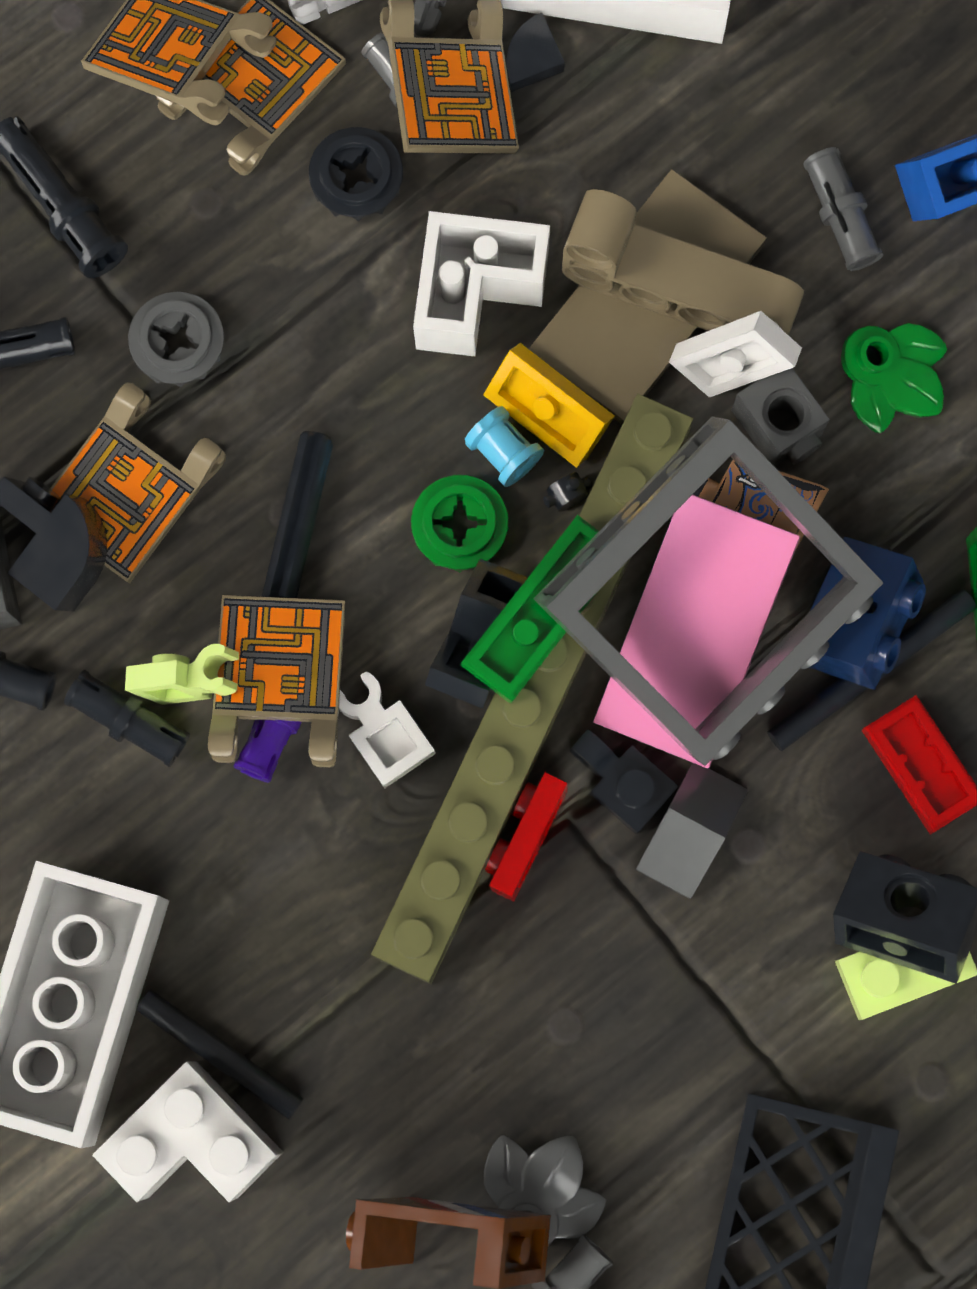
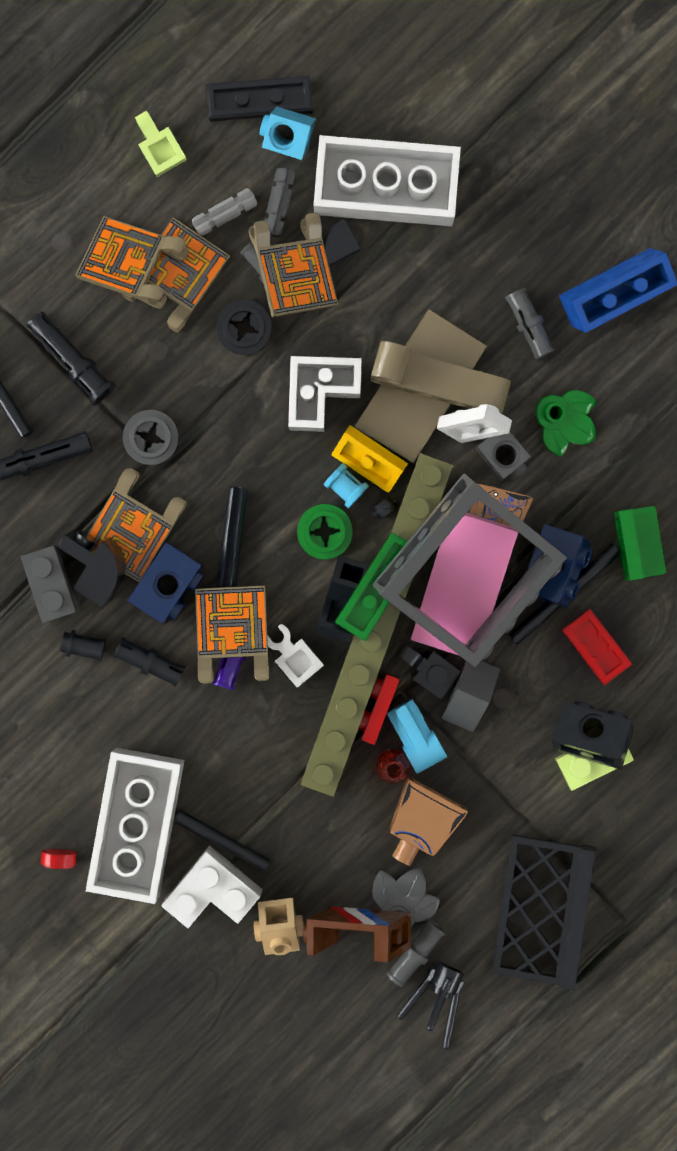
camera: 10 degrees left, 10 degrees up
(175, 680) = (173, 638): yellowish green plate -> none
(178, 548) = (148, 593): none -> dark blue brick
(304, 1218) = (278, 926): none -> tan brick
(536, 965) = (392, 757): none -> clear red cone
(588, 1048) = (423, 820): none -> medium nougat torso
(594, 907) = (419, 742): none -> medium azure piece

